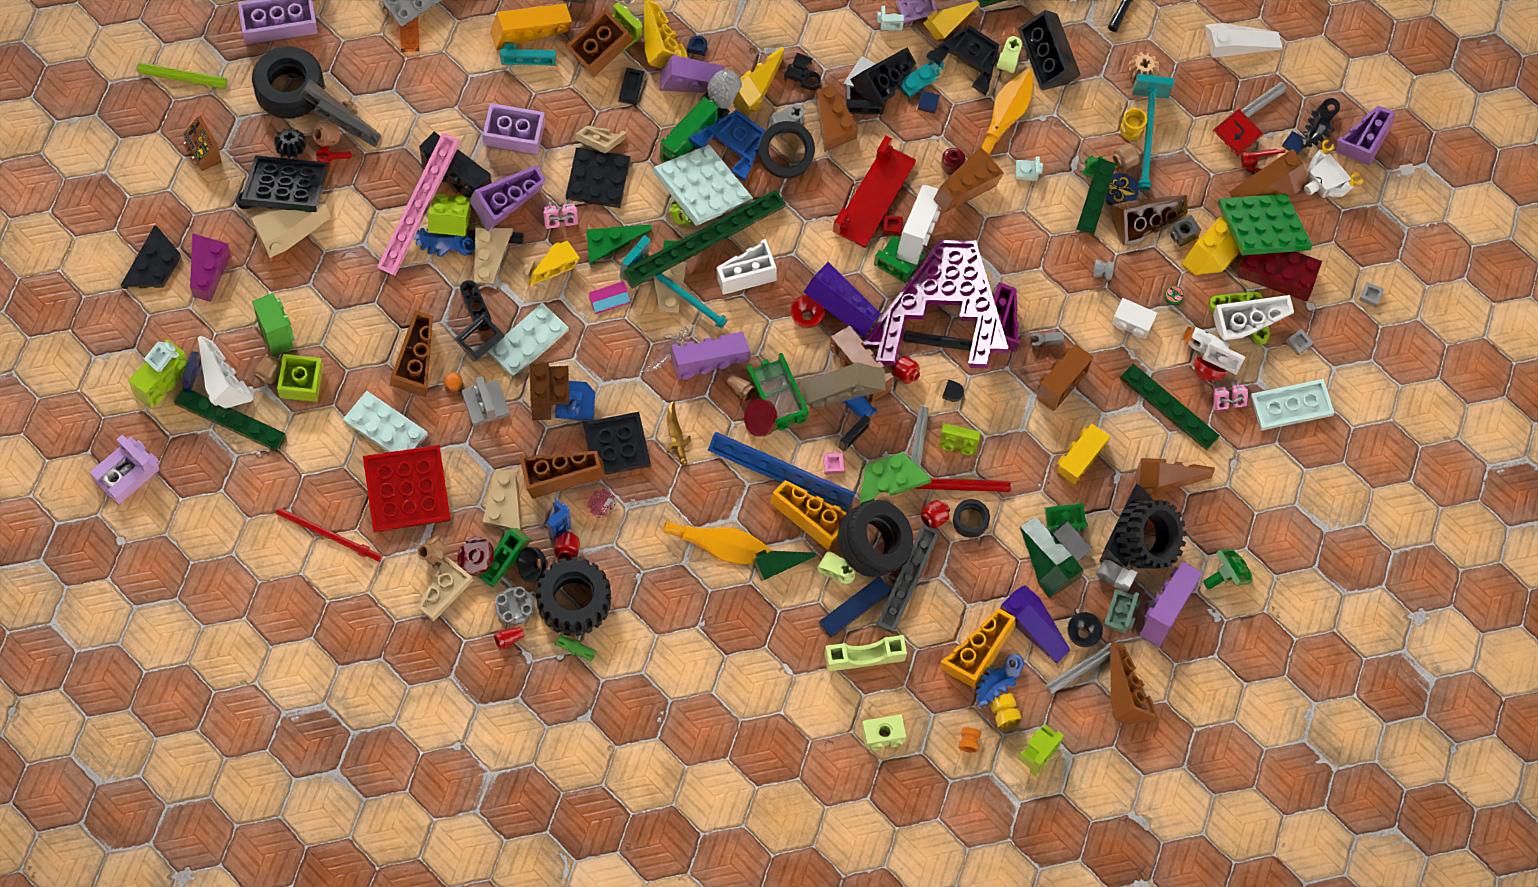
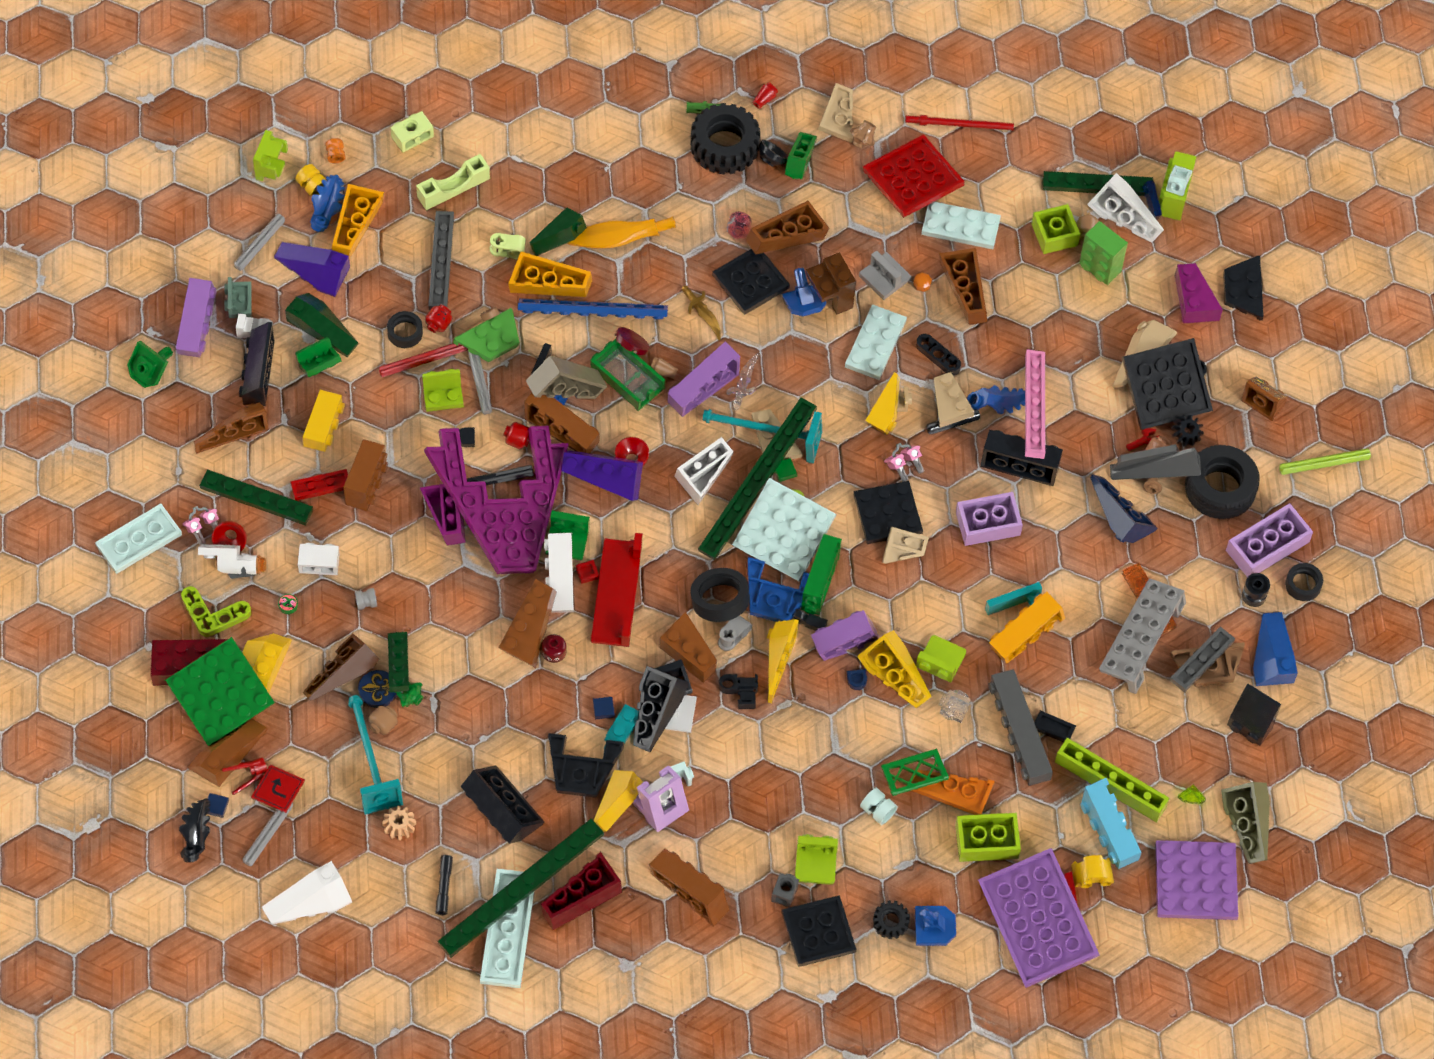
camera: 160 degrees right, 5 degrees down
(132, 476) = (1155, 112): lavender brick -> none
(391, 89) = (1122, 518): none -> dark blue wedge
(449, 215) = (1003, 411): lime brick -> none
(476, 556) = (825, 144): tile -> none
(487, 345) = (910, 315): black tile -> none
(503, 502) = (826, 199): tan wing -> none
(504, 196) = (960, 445): medium lavender wedge -> none
(514, 605) = (773, 121): light grey dish -> none
(559, 521) = (768, 194): blue bracket -> none
(566, 545) = (751, 180): red head -> none
(599, 43) = (950, 628): dark orange brick -> none
(606, 240) = (849, 457): green wing -> none
(609, 297) = (826, 401): slope -> none
(631, 86) = (901, 613): black tile -> none
(724, 87) = (806, 616): light grey hair -> none
(833, 463) = (549, 334): bright pink tile -> none
(855, 606) = (478, 224): dark blue tile -> none
(895, 533) = (467, 253): black tyre -> none
(1009, 56) = (541, 783): yellowish green piece -> none
(1009, 107) = (520, 732): light orange animal -> none
(1028, 169) = (477, 675): light aqua bracket -> none
(1047, 339) = (395, 515): light grey bar -> none
(1071, 540) = (305, 337): tile -> none
(1088, 621) = (265, 263): black piece -> none
(1106, 393) = (319, 485): none -> red plate
(1127, 696) = (208, 234): dark orange wedge -> none
(1133, 124) = (388, 754): yellow wheel -> none
(1168, 534) = (223, 345): black tyre -> none
(1190, 226) = (295, 674): dark grey brick -> none
(1247, 317) = (205, 596): white wedge -> none
(1299, 342) = (149, 604): light grey tile -> none
(1328, 176) = (169, 775): white torso -> none
(1367, 137) = (142, 831): medium lavender wedge -> none
(1371, 294) = (91, 677): light grey tile -> none

